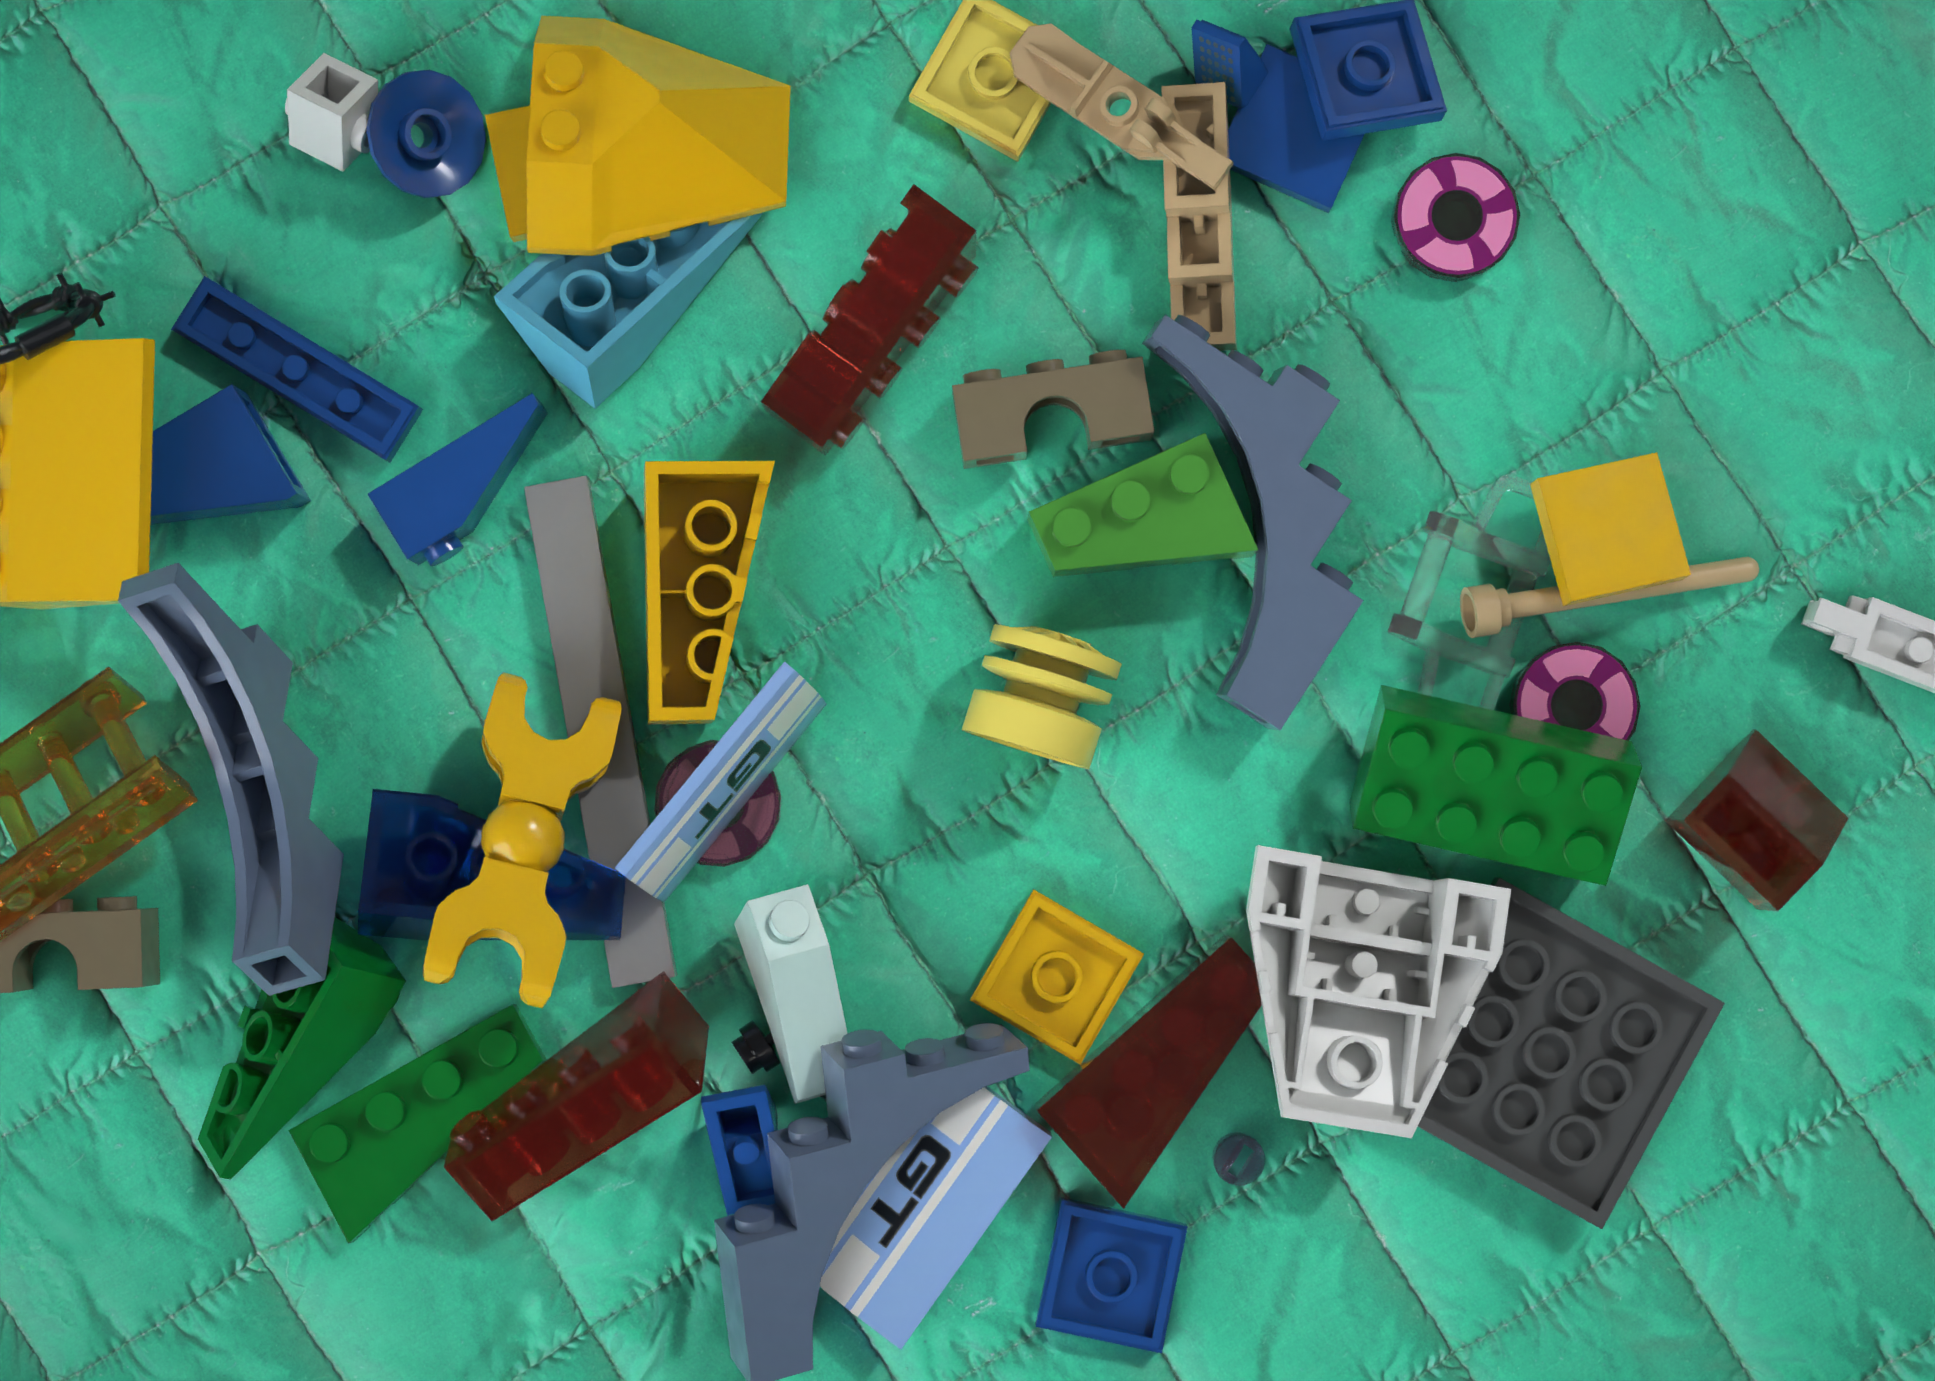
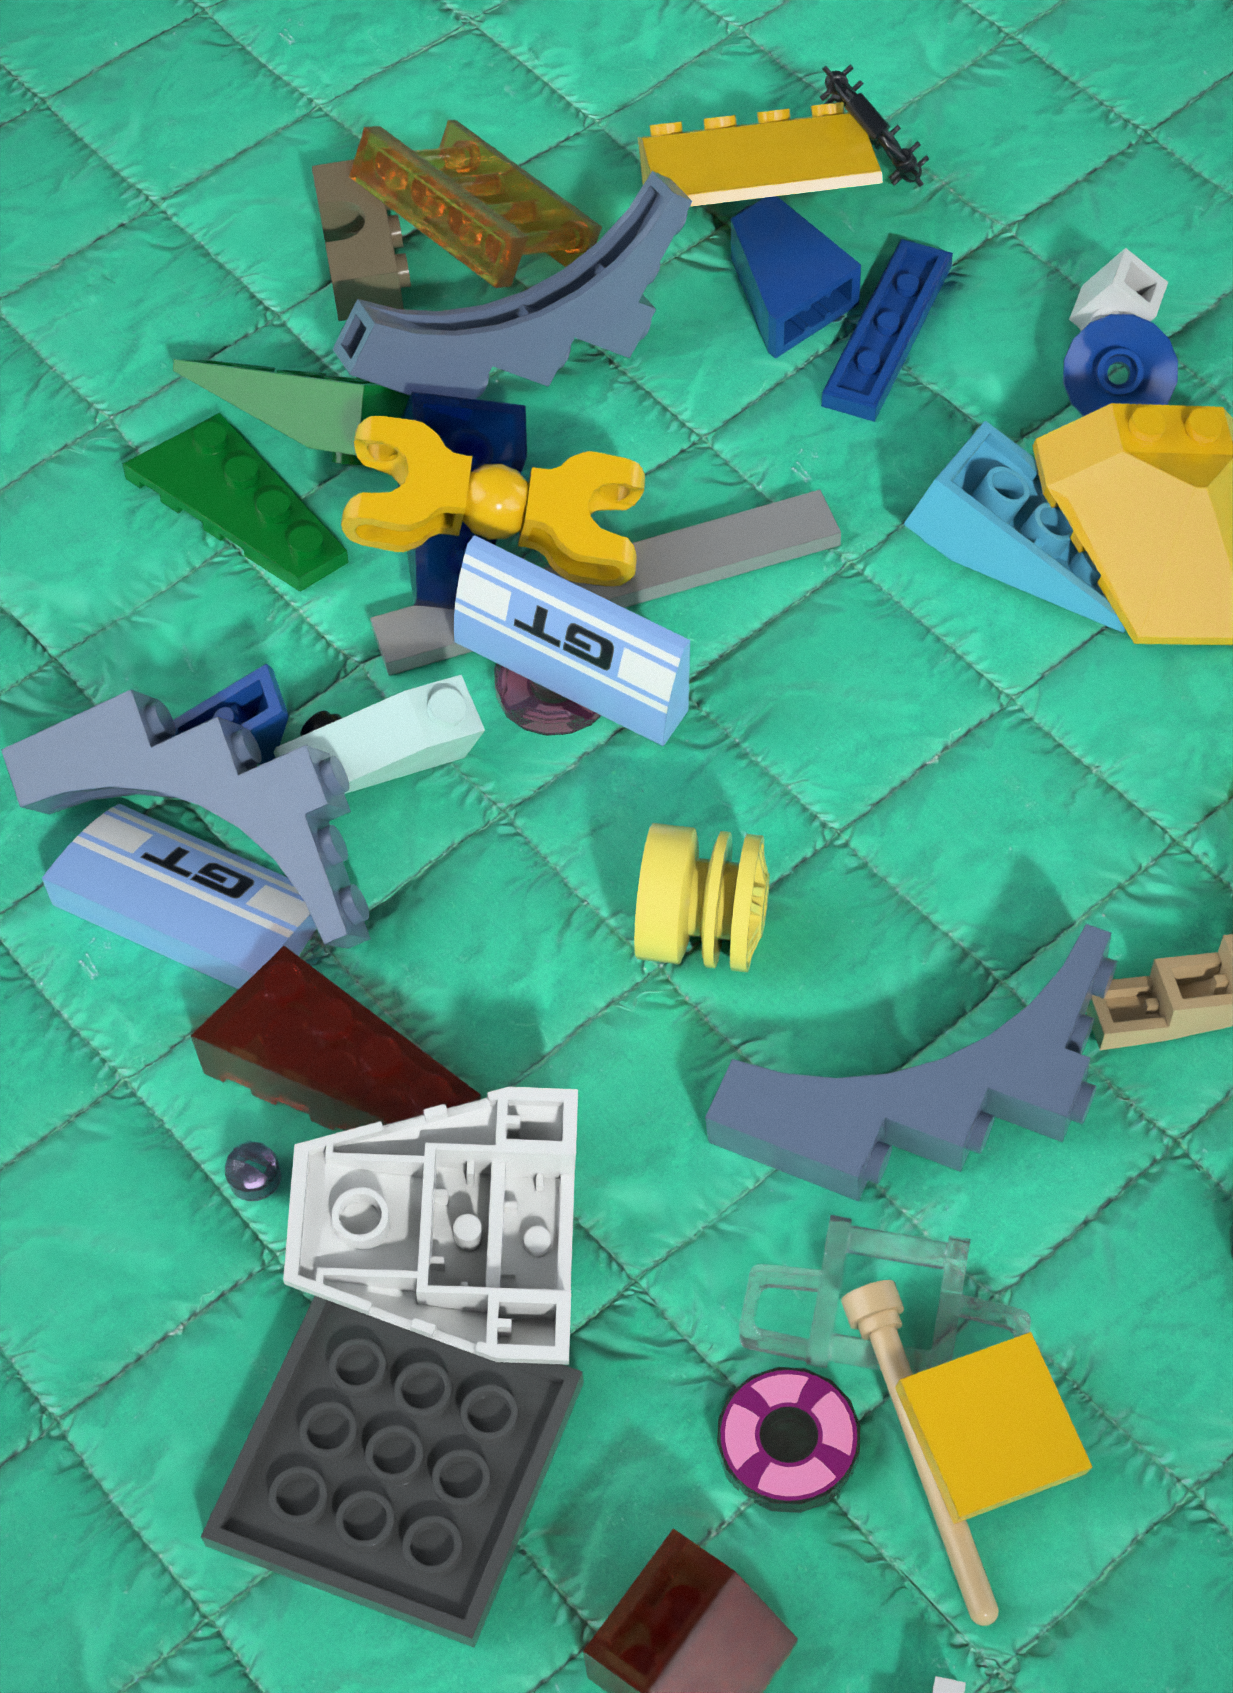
camera: 85 degrees right, 30 degrees down
(452, 489) = (813, 441): blue slope -> none
(582, 1099) = (270, 595): clear red wedge -> none
(697, 565) = (769, 611): yellow wedge -> none
(874, 323) = (1044, 719): clear red wedge -> none
(1056, 976) = (428, 977): yellow tile -> none
(1105, 395) = (979, 839): dark tan arch -> none
(1111, 1275) = (124, 1071): blue tile -> none
(1146, 515) = (905, 971): bright green wedge -> none
(1494, 785) = (682, 1341): green brick -> none

